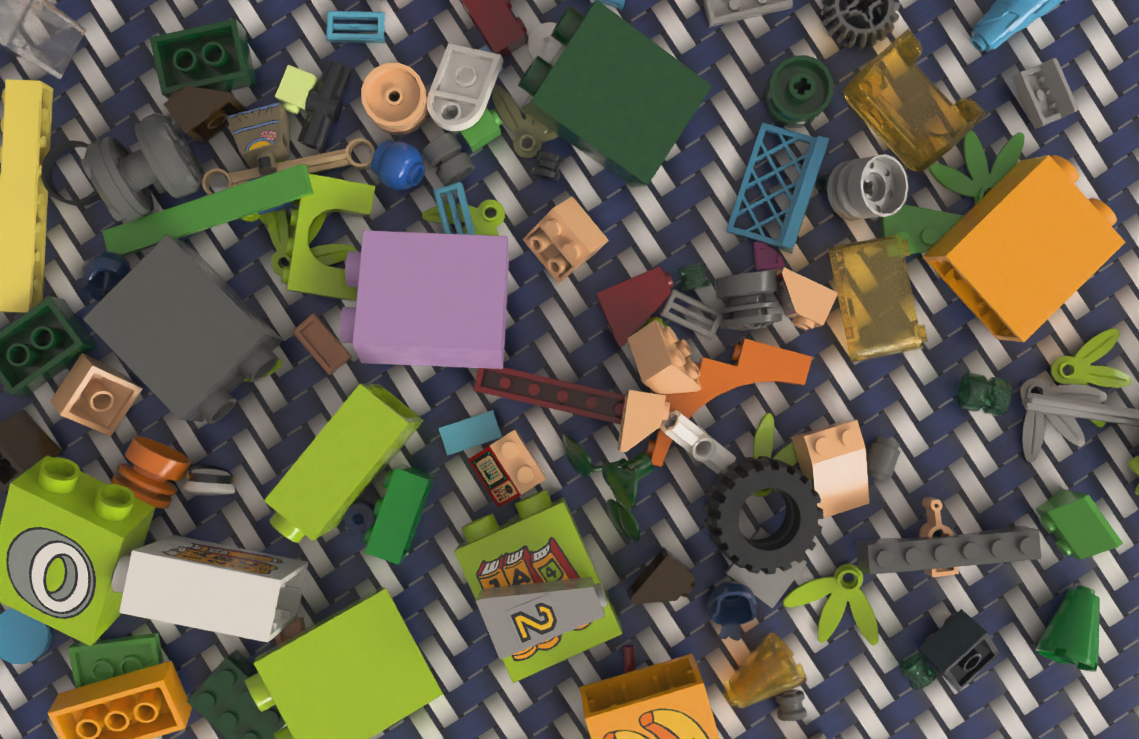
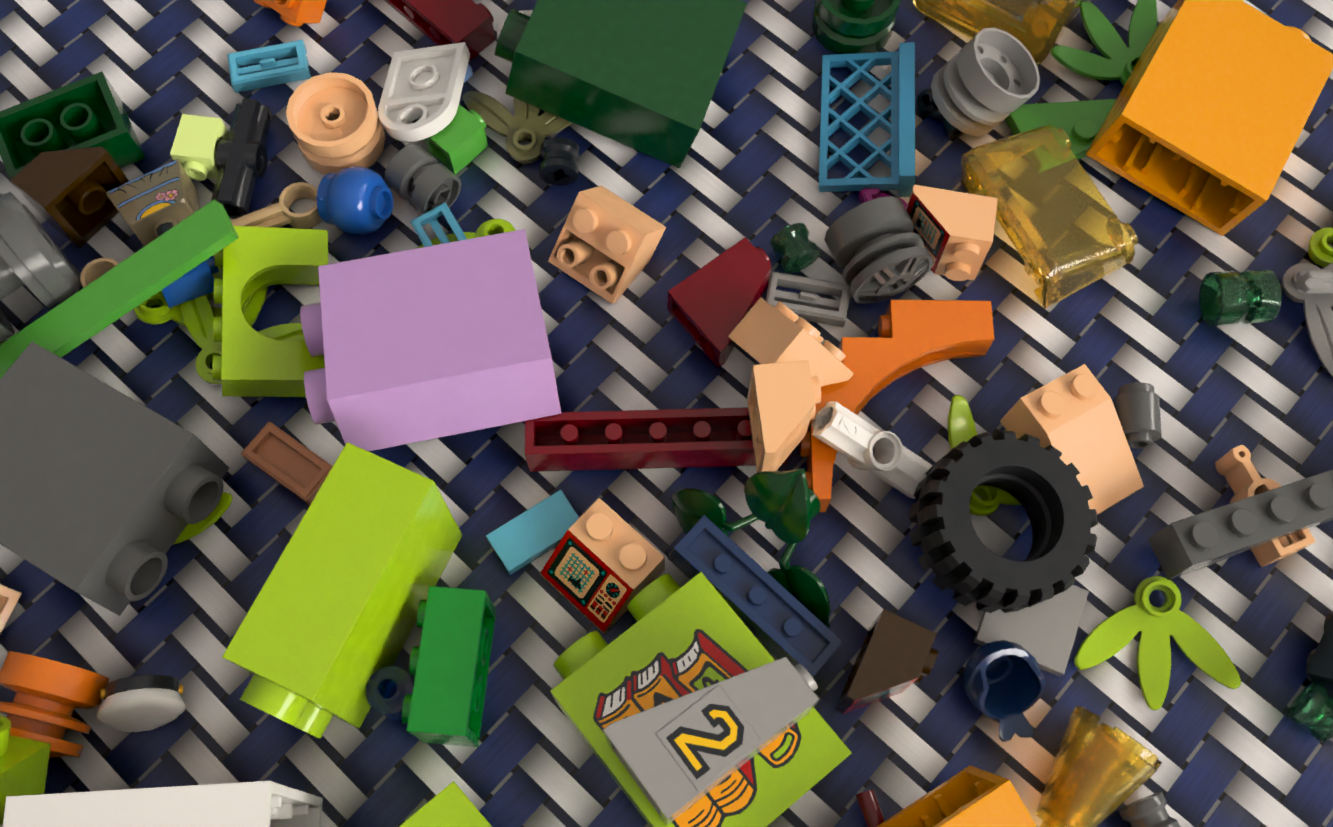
camera: 15 degrees left, 20 degrees down
(593, 519) = (756, 597): none -> dark blue brick

